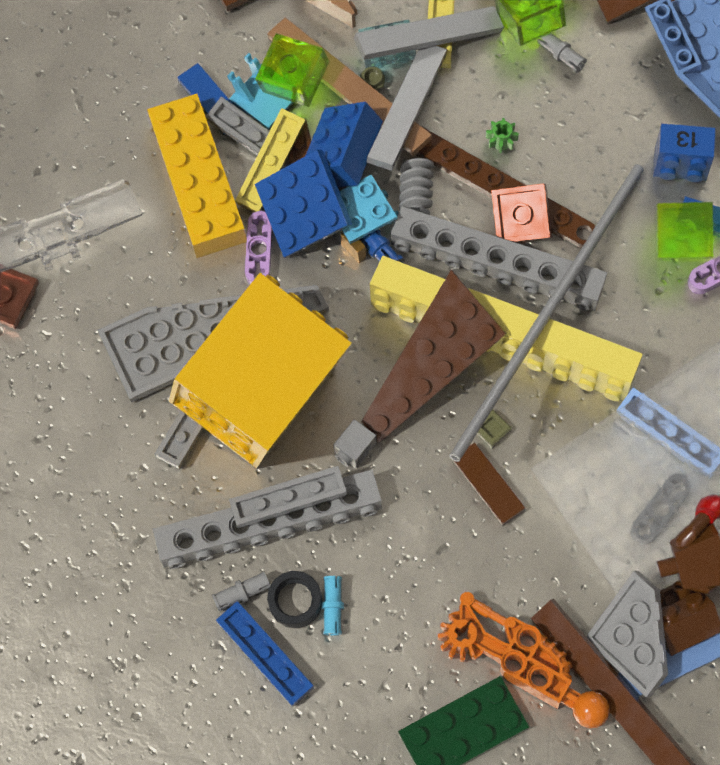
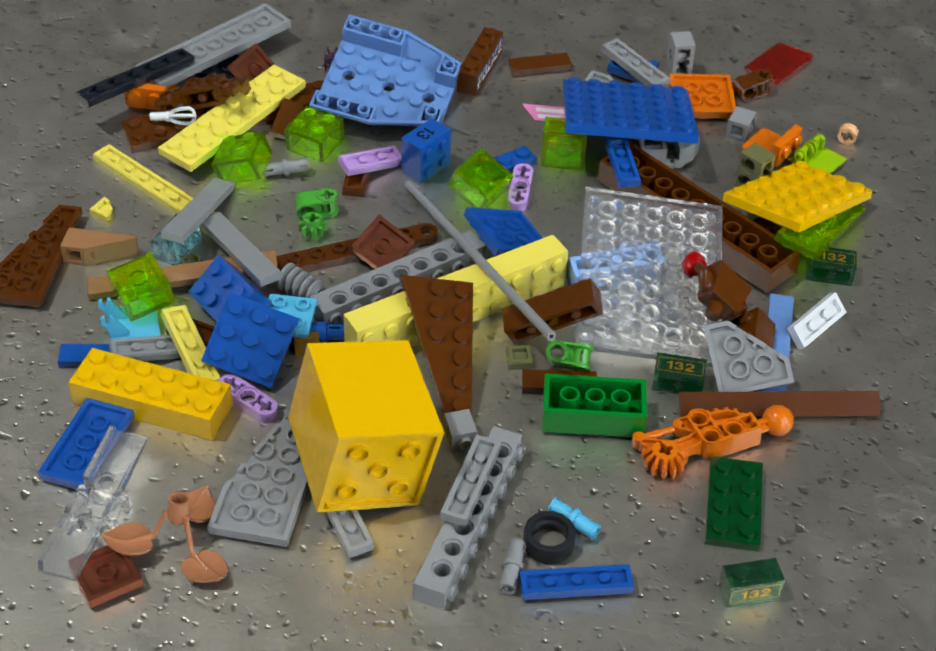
camera: 60 degrees left, 25 degrees down
(44, 284) = (182, 507): none -> nougat plant
(134, 161) = (81, 440): none -> blue plate
(471, 535) = (594, 405): none -> green brick
(519, 477) = (571, 356): none -> bright green piece
(533, 116) = (316, 202): none -> bright green piece
(549, 422) = (556, 308): none -> reddish brown brick
(581, 583) = (678, 373): none -> clear green brick
(605, 120) = (355, 185): none -> reddish brown tile
(625, 38) = (314, 134): none -> clear neon green brick
(632, 112) = (370, 160): none -> lavender tile
(634, 306) = (502, 228): none -> blue plate

